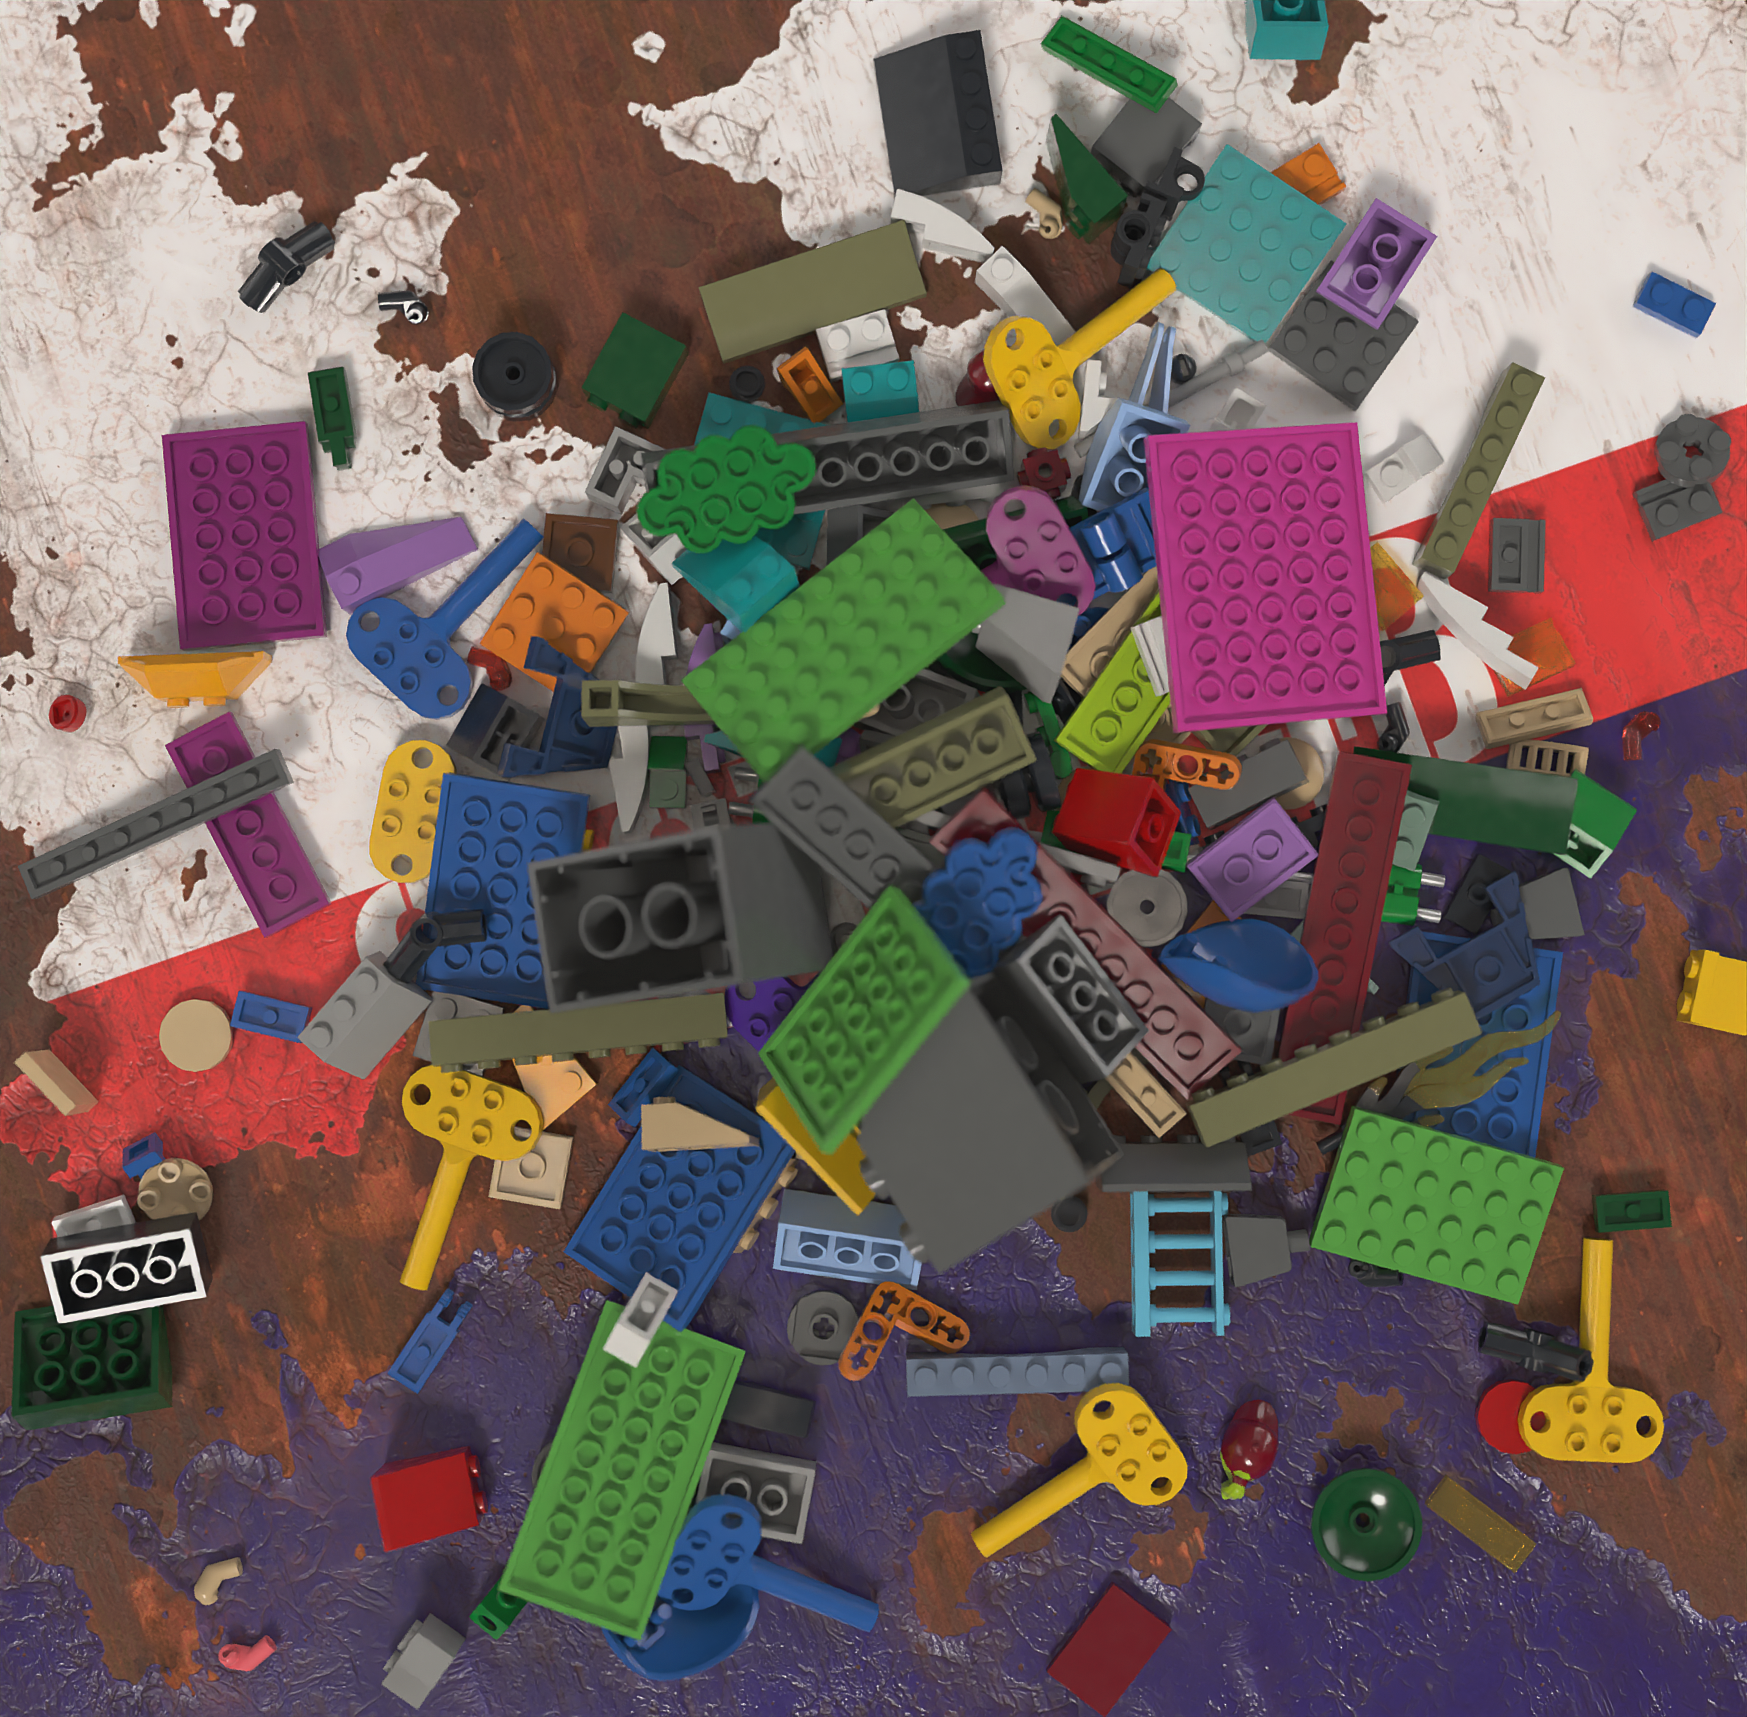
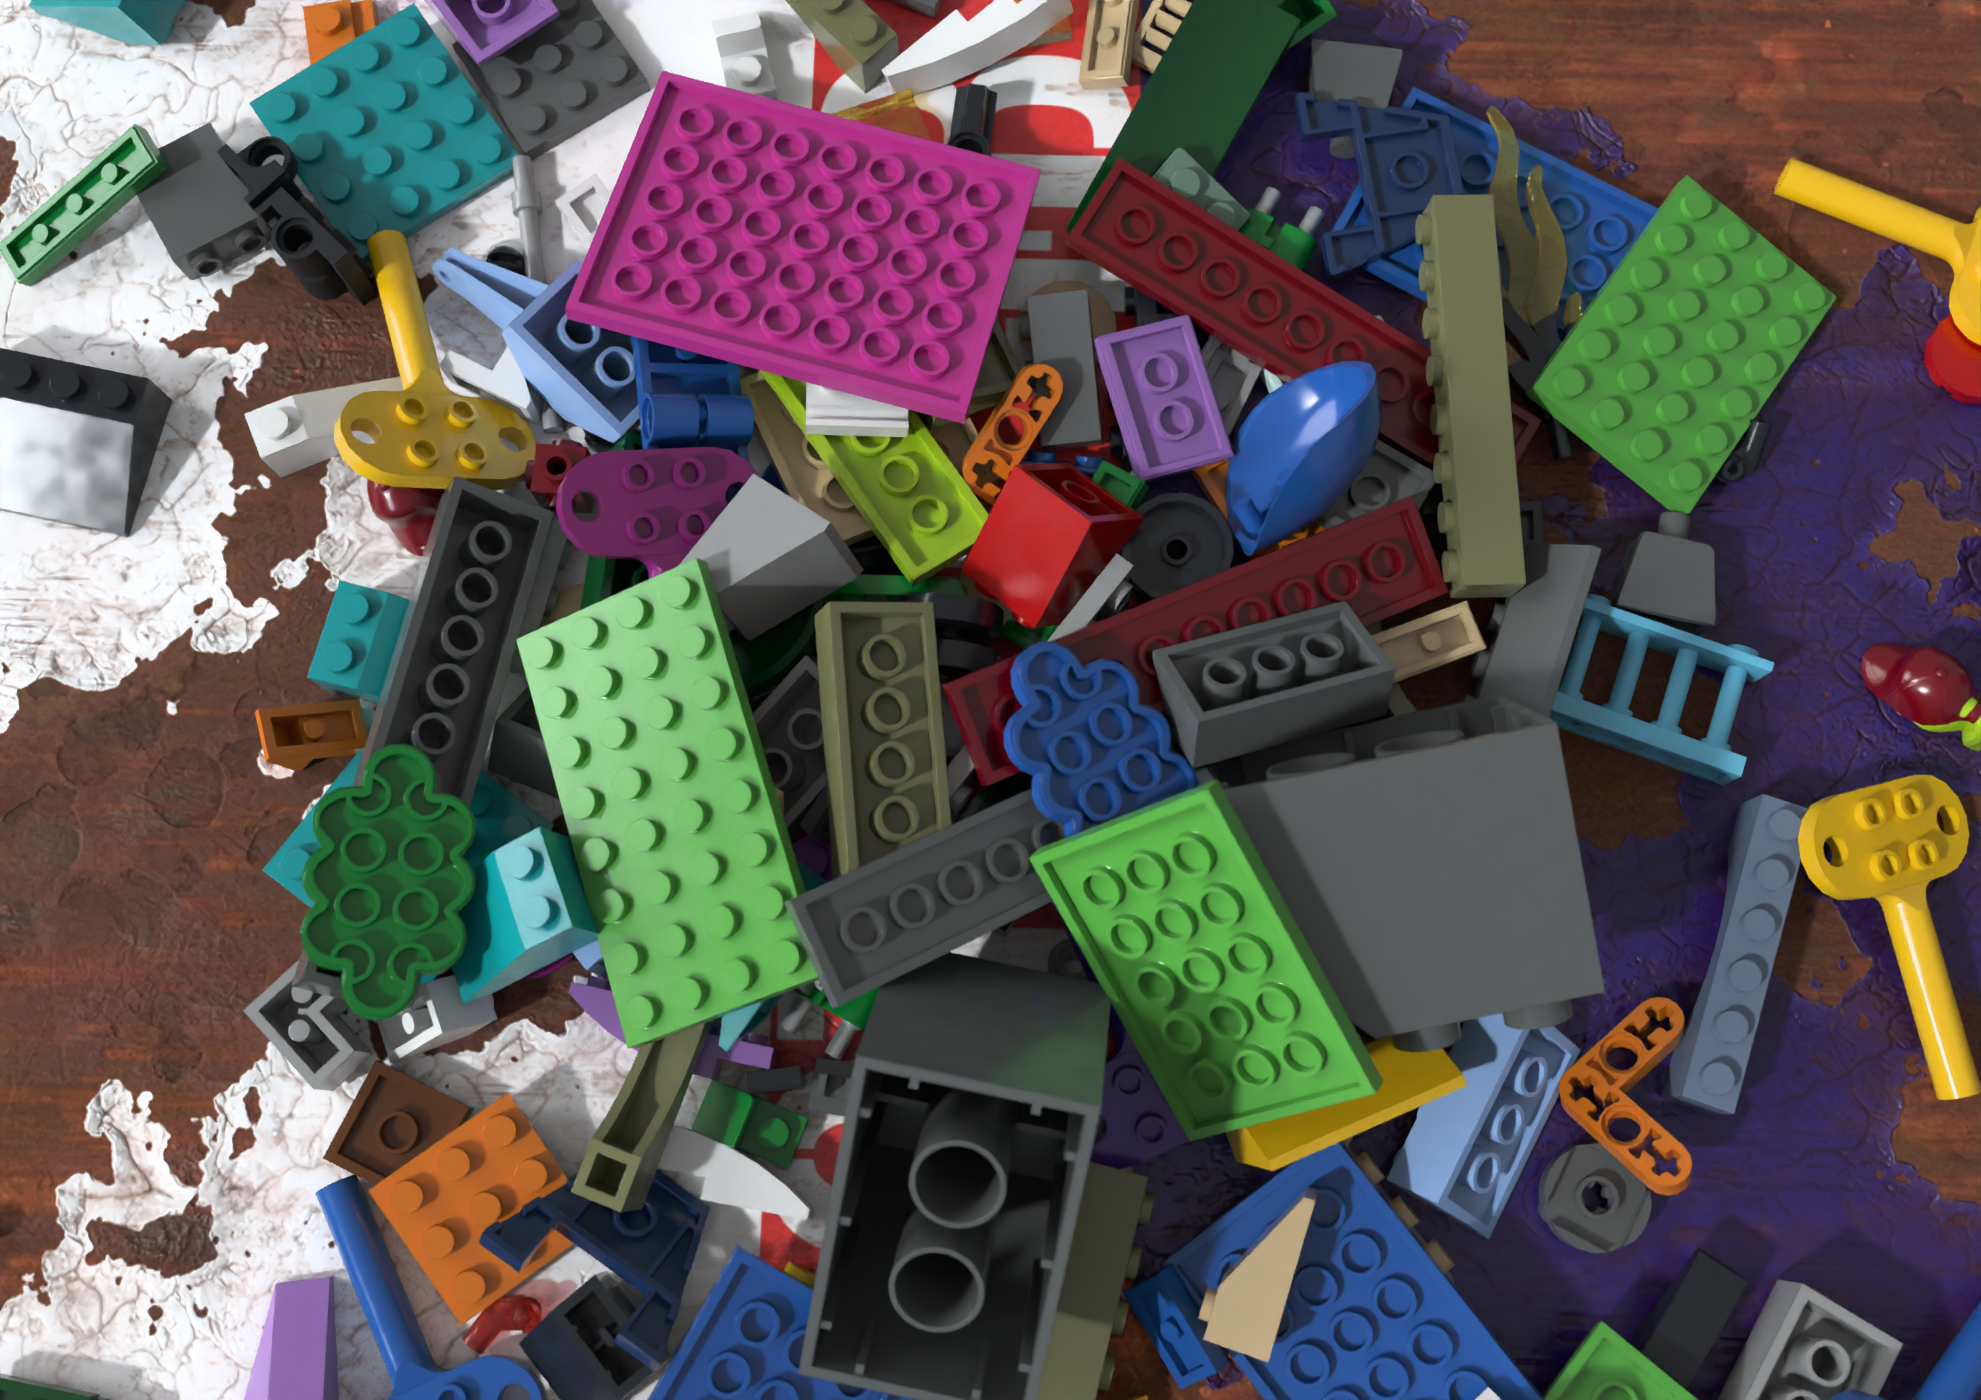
camera: 70 degrees left, 10 degrees down
(509, 356) = (114, 1128): black wheel -> none
(634, 372) = (186, 960): dark green brick -> none
(656, 639) = (560, 1067): white slope -> none
(747, 384) = (274, 815): black plate -> none
(812, 291) = (192, 685): olive arch -> none
(857, 343) = (283, 653): white plate -> none
(940, 227) = (187, 488): white slope -> none
(1049, 213) = (235, 351): tan arm -> none
(1085, 188) = (211, 288): dark green slope -> none
(1397, 730) = (1065, 182): black arm -> none
(1471, 901) = (1302, 166): black plate -> none
(1535, 1351) = (1905, 294): black piece -> none
(1631, 1210) = (1759, 125): dark green plate -> none

